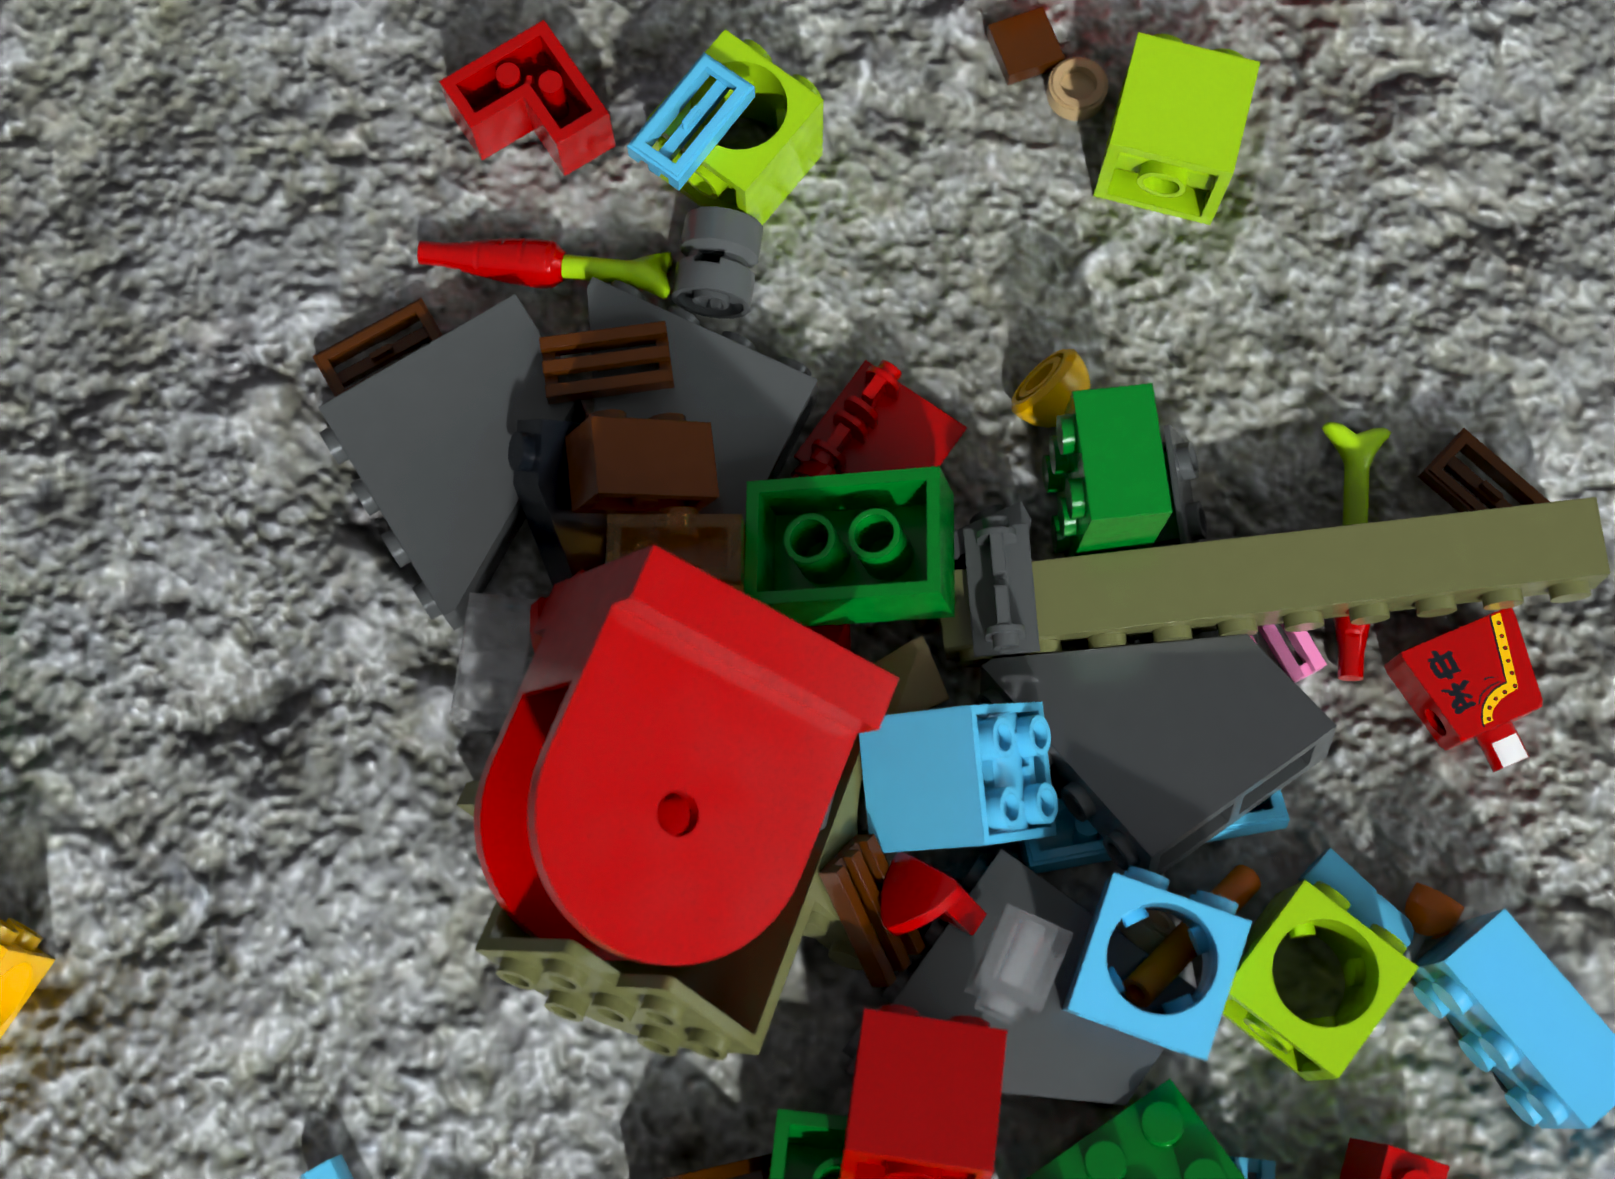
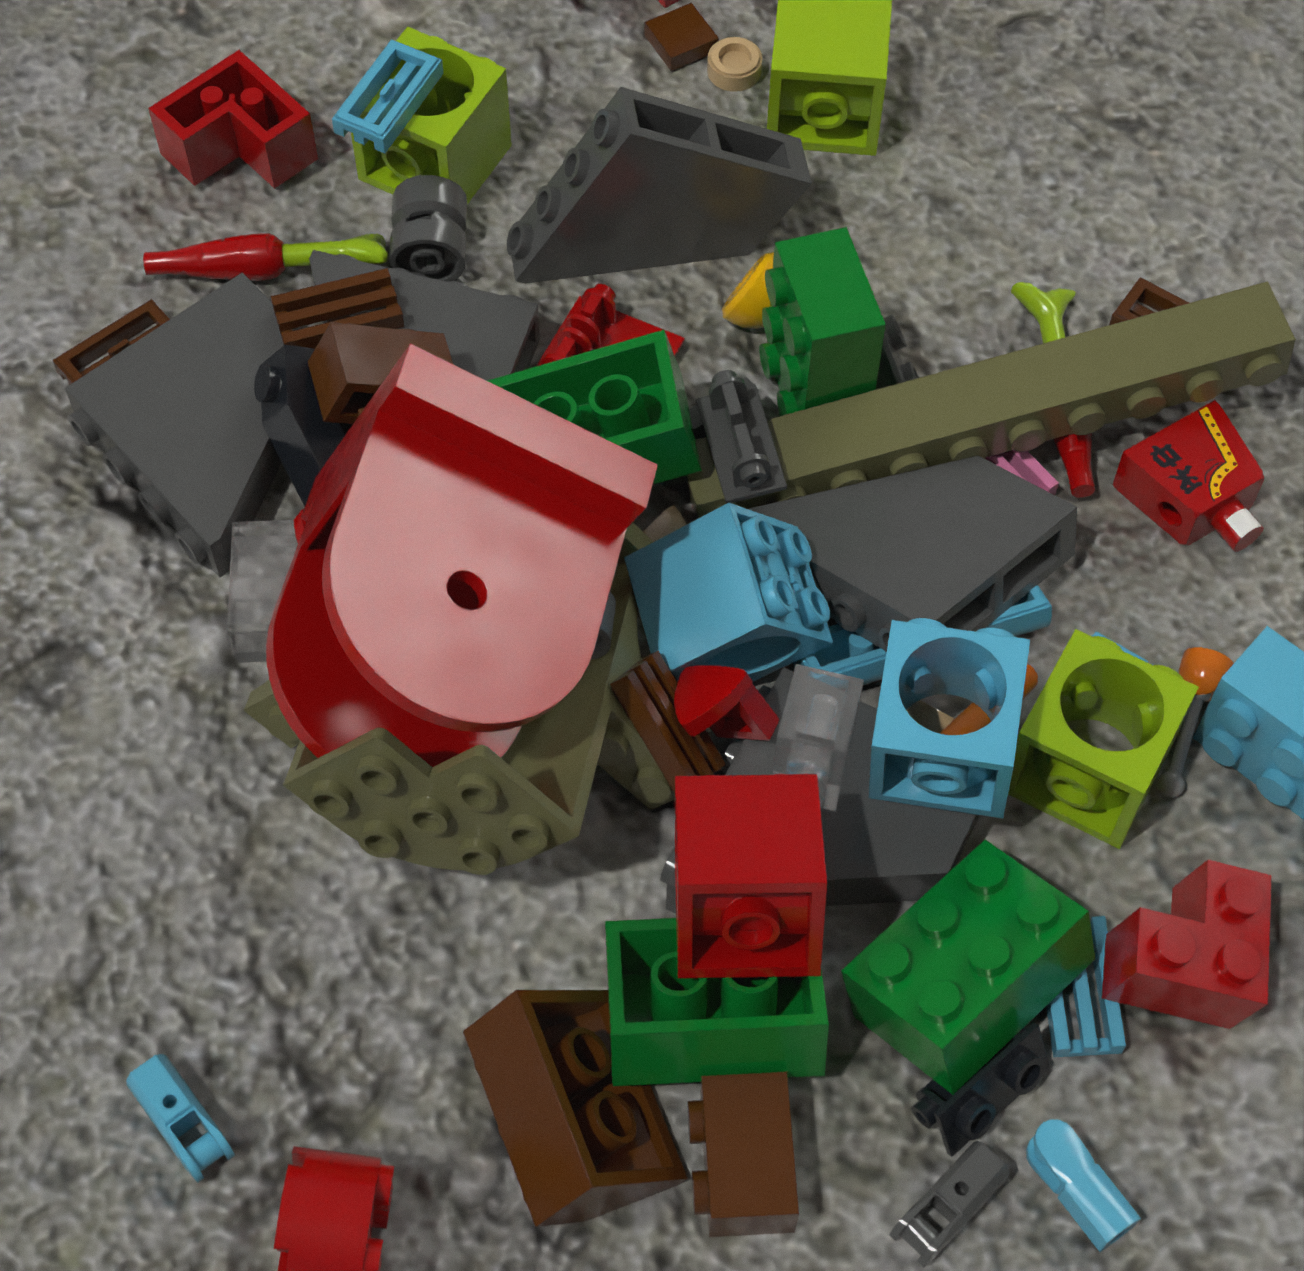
camera: 10 degrees left, 15 degrees down
(965, 265) = (656, 191): none -> dark grey slope

